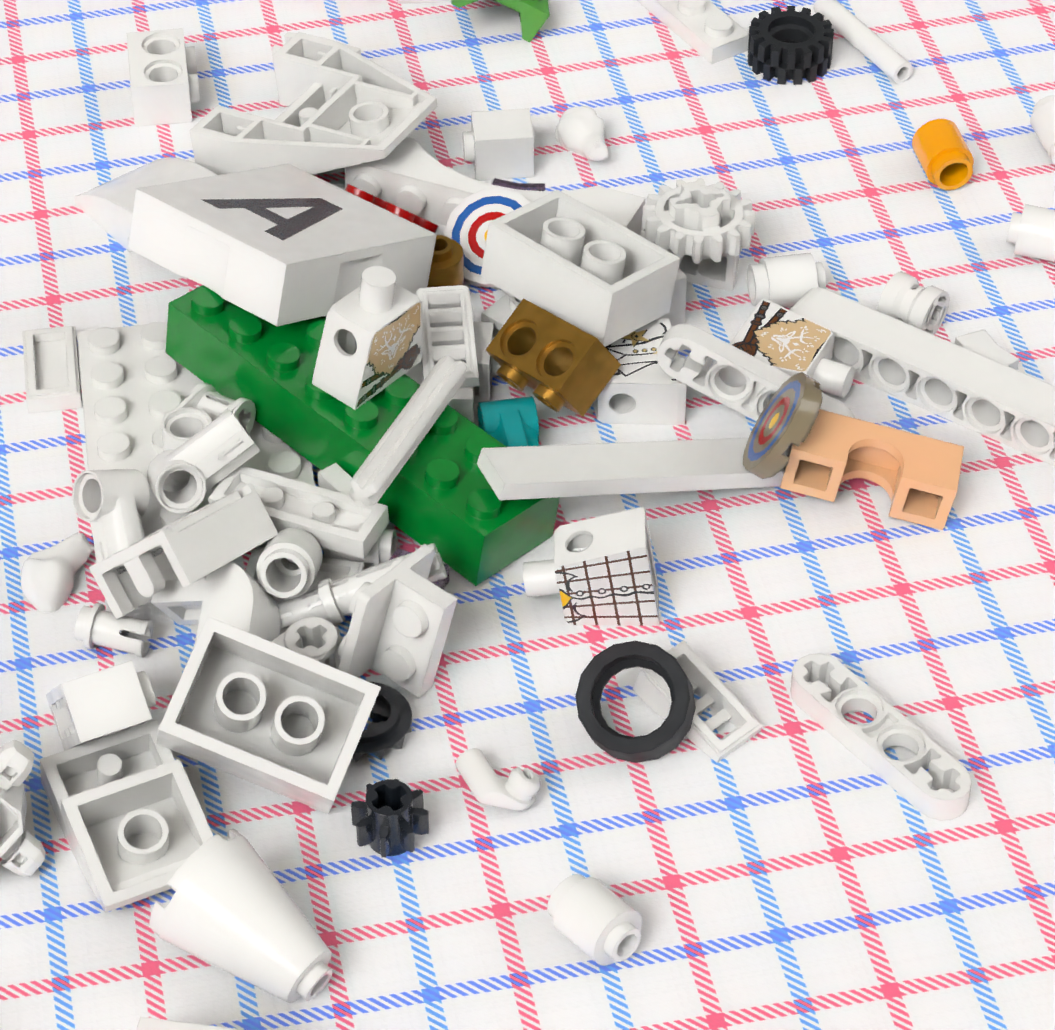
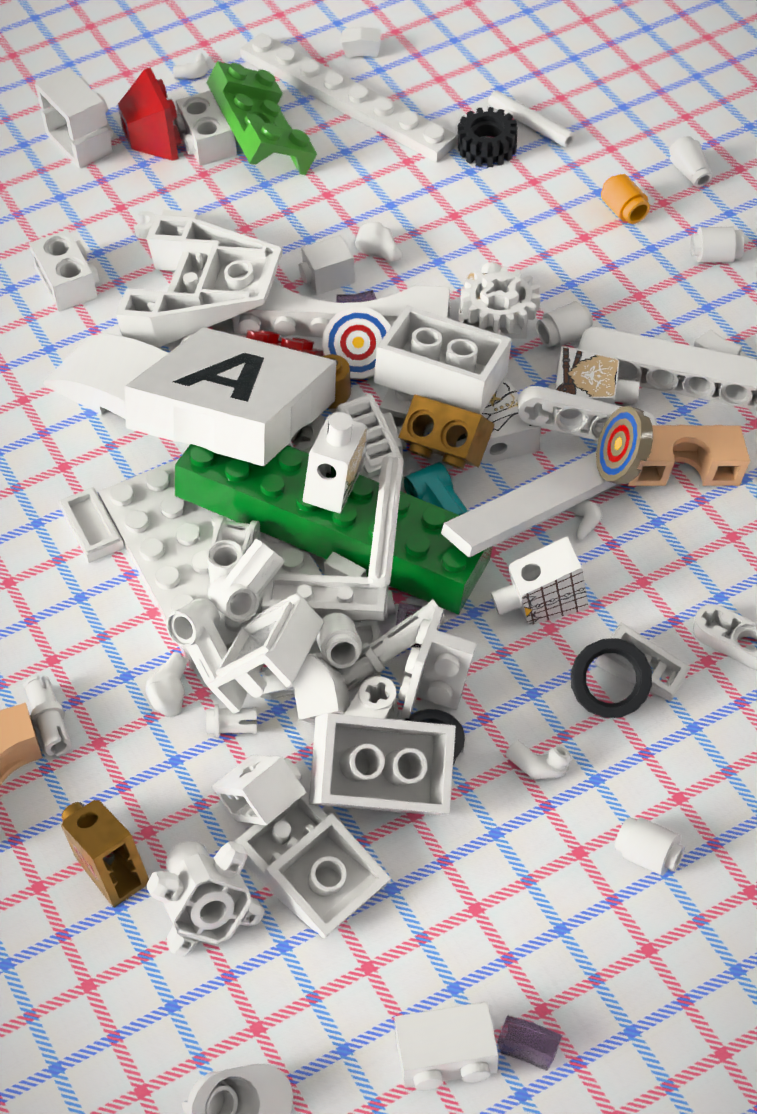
camera: 15 degrees left, 10 degrees up
(242, 921) = (429, 922): white cone -> none
(390, 817) = (484, 810): black gear -> none
(713, 512) = (591, 517): none -> white animal
(914, 304) = (658, 322): white wheel -> none

